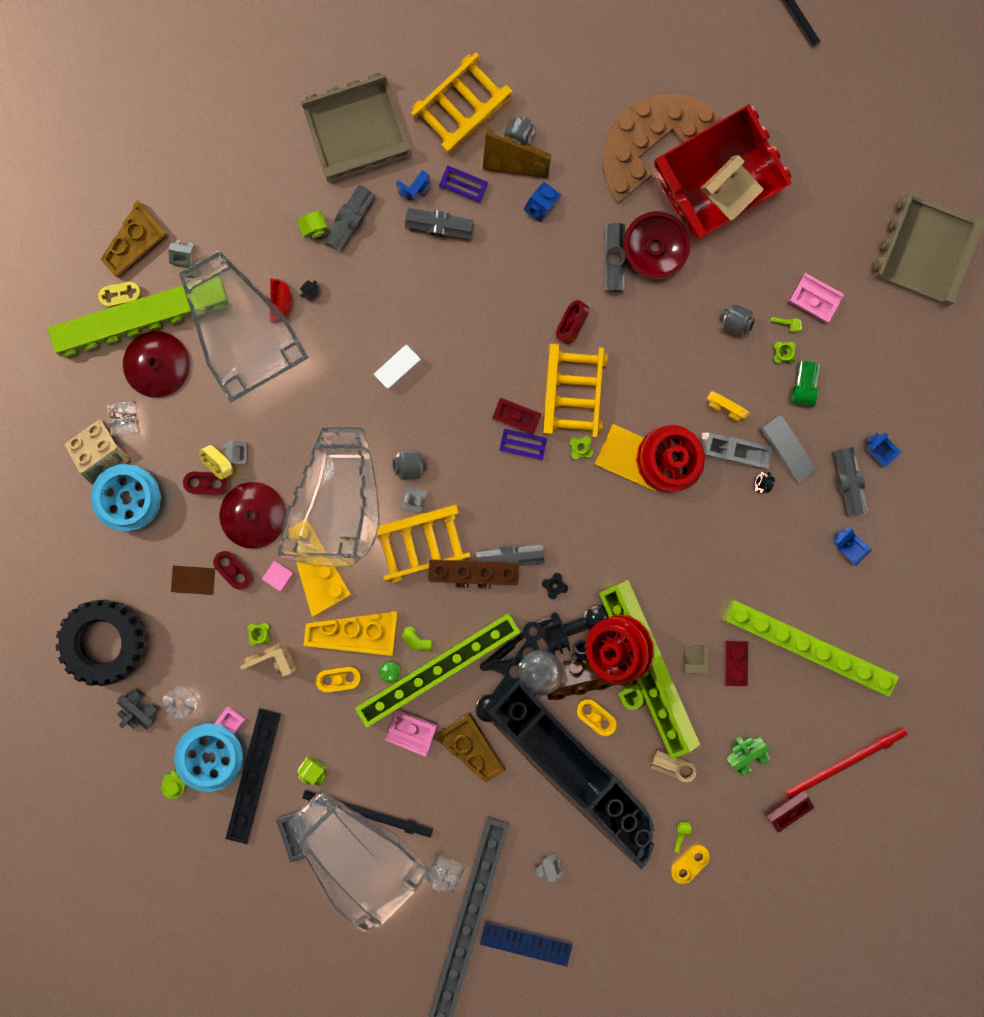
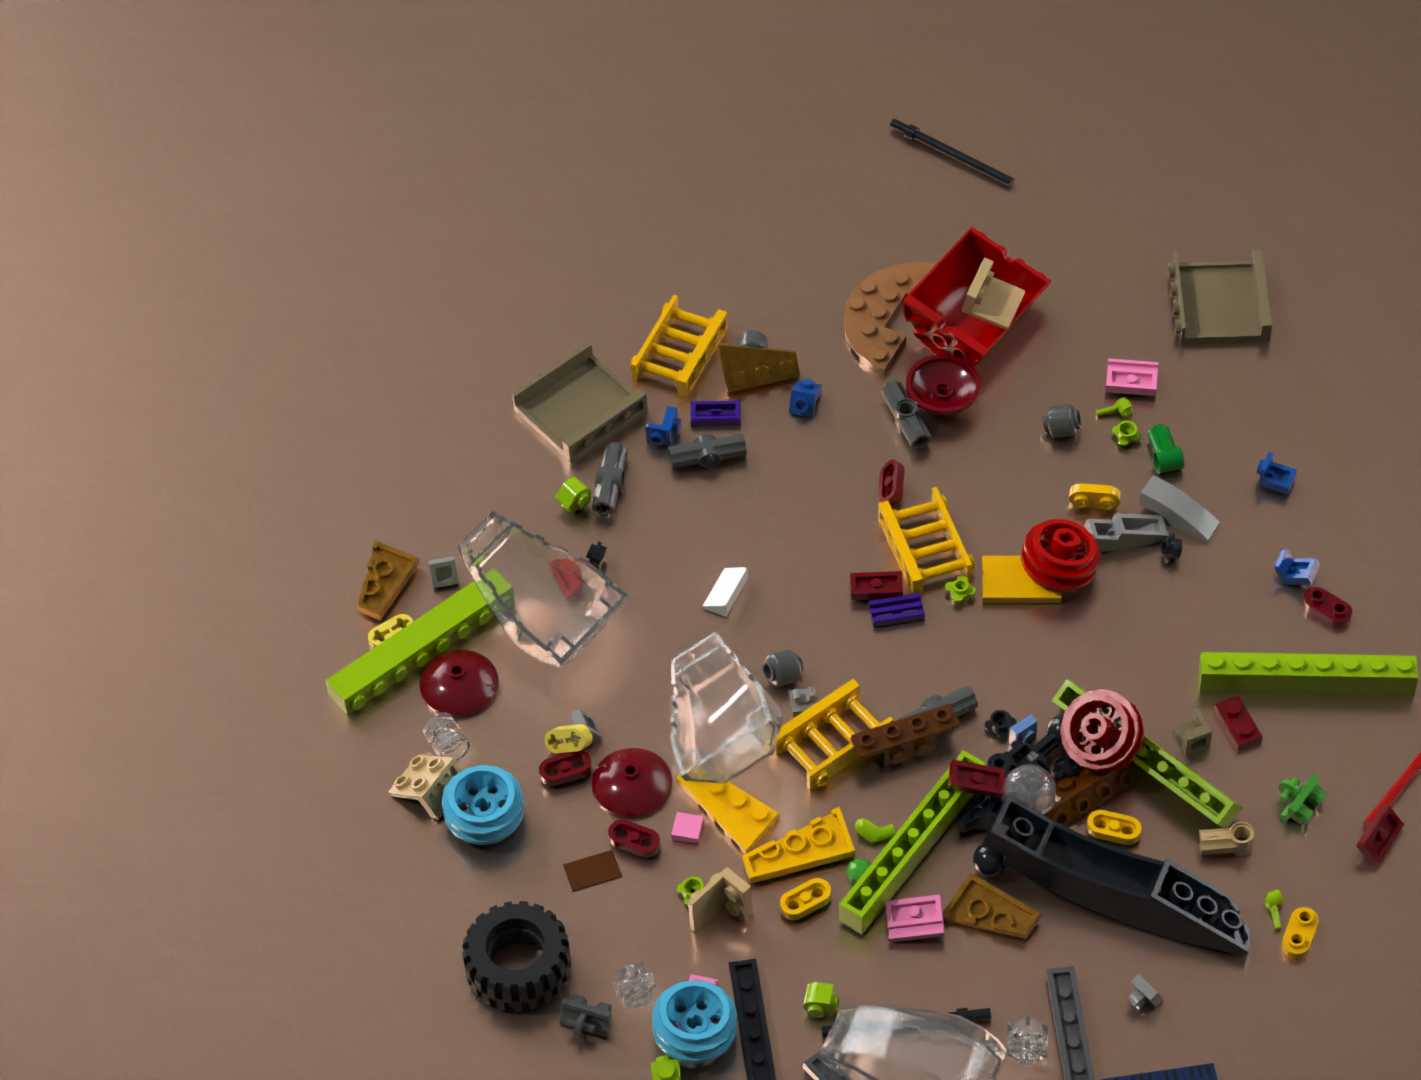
camera: 20 degrees left, 35 degrees down
(504, 648) = (976, 778): none -> dark red plate
(568, 605) = (1024, 730): none -> medium blue plate
(632, 696) = (1143, 788): lime plate -> none
(851, 481) = (1261, 515): dark grey piece -> none
(858, 589) = (1326, 607): none -> dark red plate

